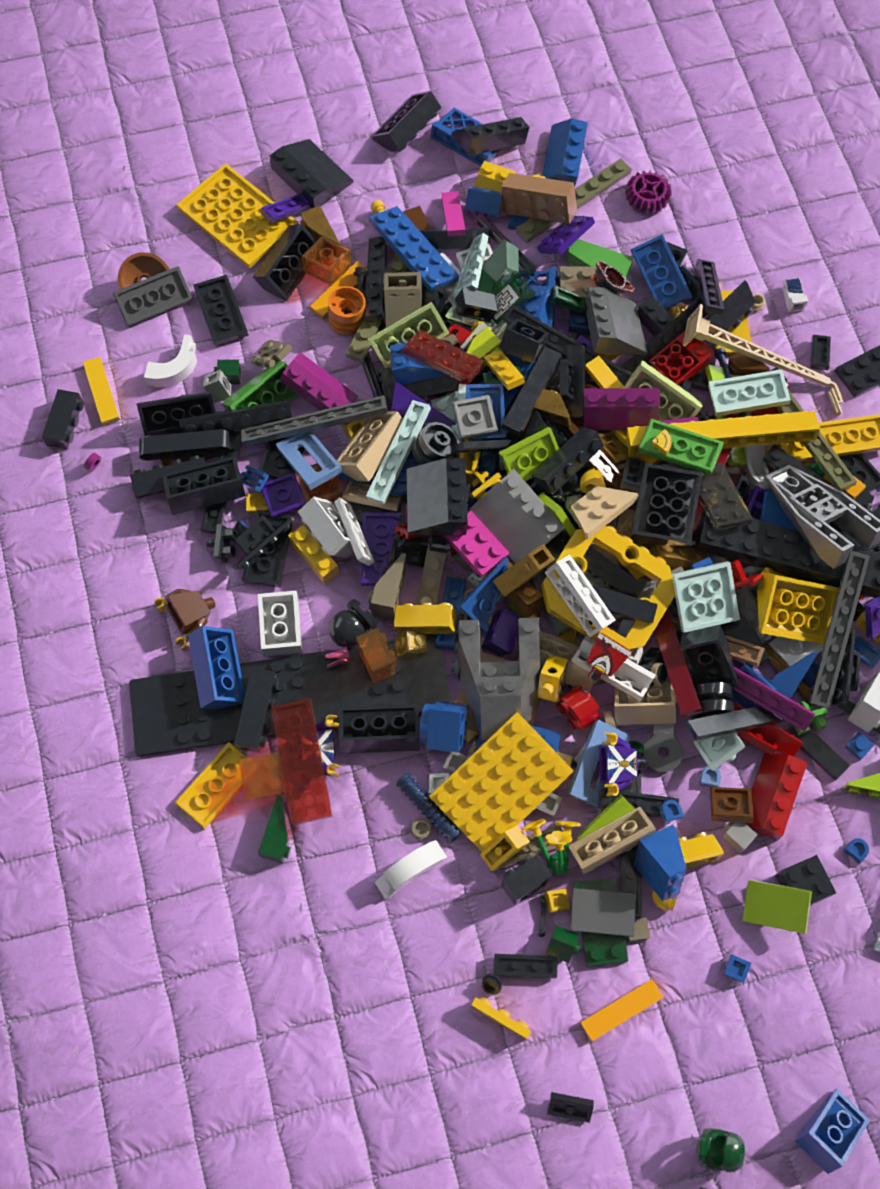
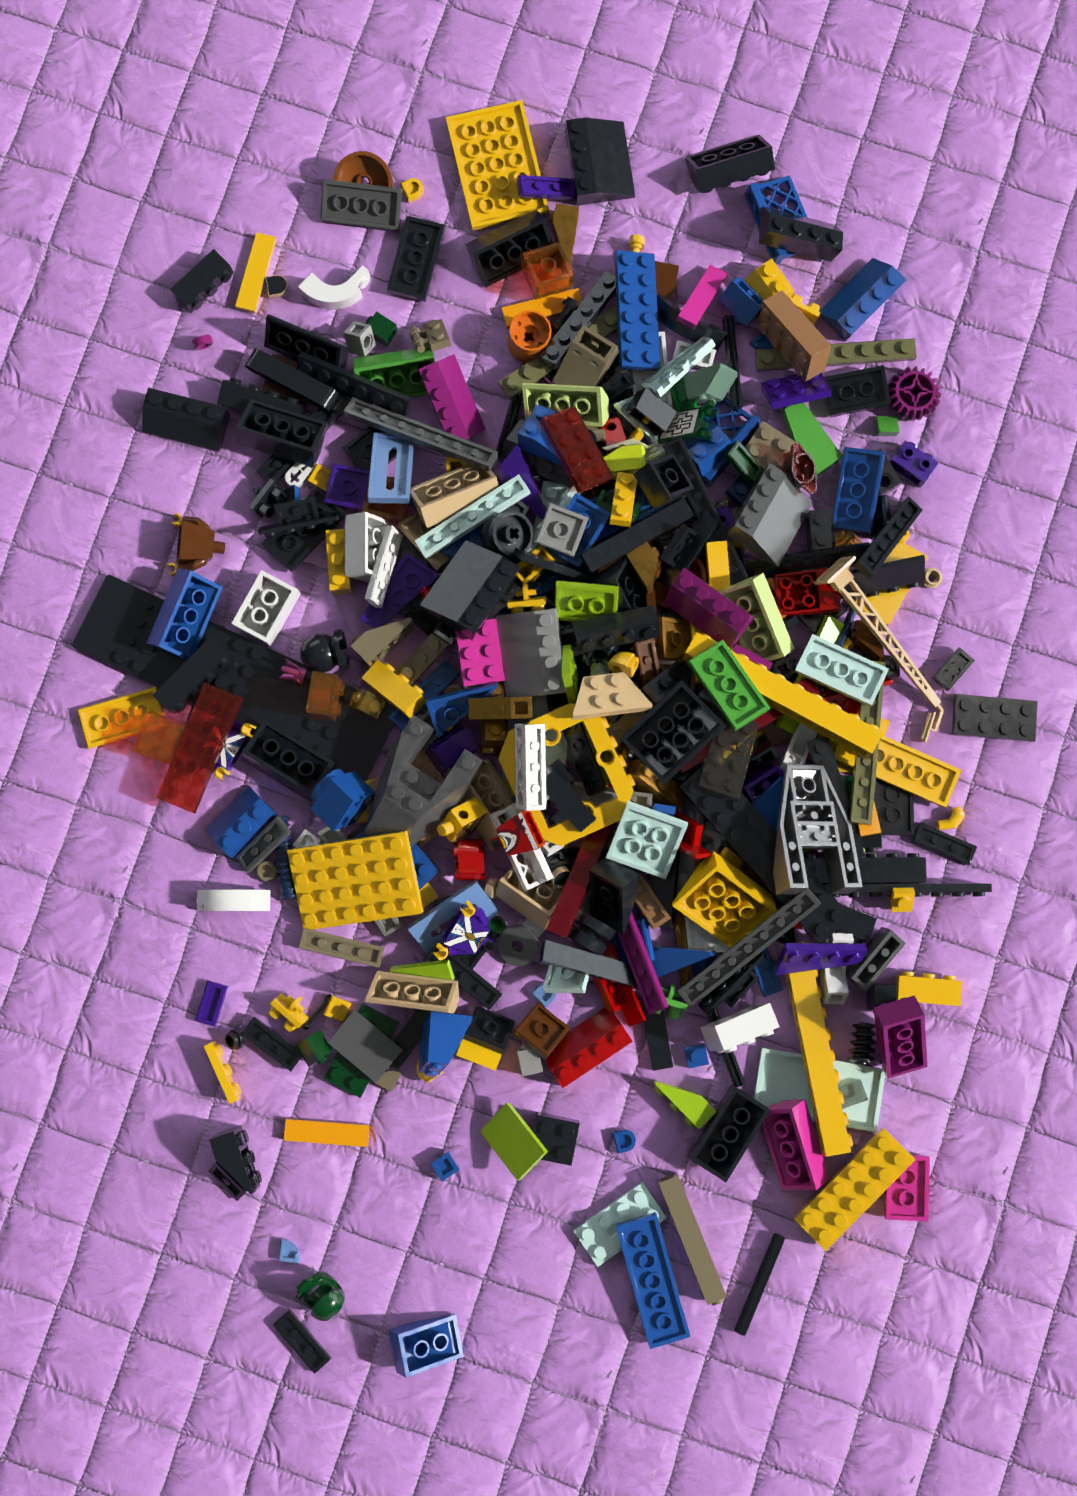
camera: 35 degrees right, 15 degrees up
(115, 525) = (184, 419): none -> black slope
(124, 390) = (276, 286): none -> black tile
(185, 265) = (412, 189): none -> yellow tile
(232, 508) = (303, 477): none -> white beam
(246, 475) = (325, 456): blue tile -> none
(275, 839) = (140, 797): dark green slope -> none
(372, 802) = (240, 822): none -> blue slope
(405, 807) = (263, 844): none -> dark grey tile
(450, 968) = (211, 1003): none -> dark purple tile
(504, 847) = (321, 937): yellow slope -> none
(511, 928) = (289, 1009): none -> yellow hips
(526, 879) = (319, 976): black brick -> none
(560, 1079) = (234, 1156): none -> black slope
(561, 840) = (365, 962): plant -> none
(610, 211) = (858, 391): none -> black plate
(646, 224) = (887, 426): none -> bright green slope
(663, 442) = (712, 671): yellow tile -> none
(663, 1136) = (288, 1252): none -> medium blue tile
(671, 811) = (485, 1001): blue tile -> none
(685, 235) = (913, 463): none -> dark purple brick
(694, 830) = (489, 1029): none -> black tile
(794, 295) = (974, 594): white leg -> none

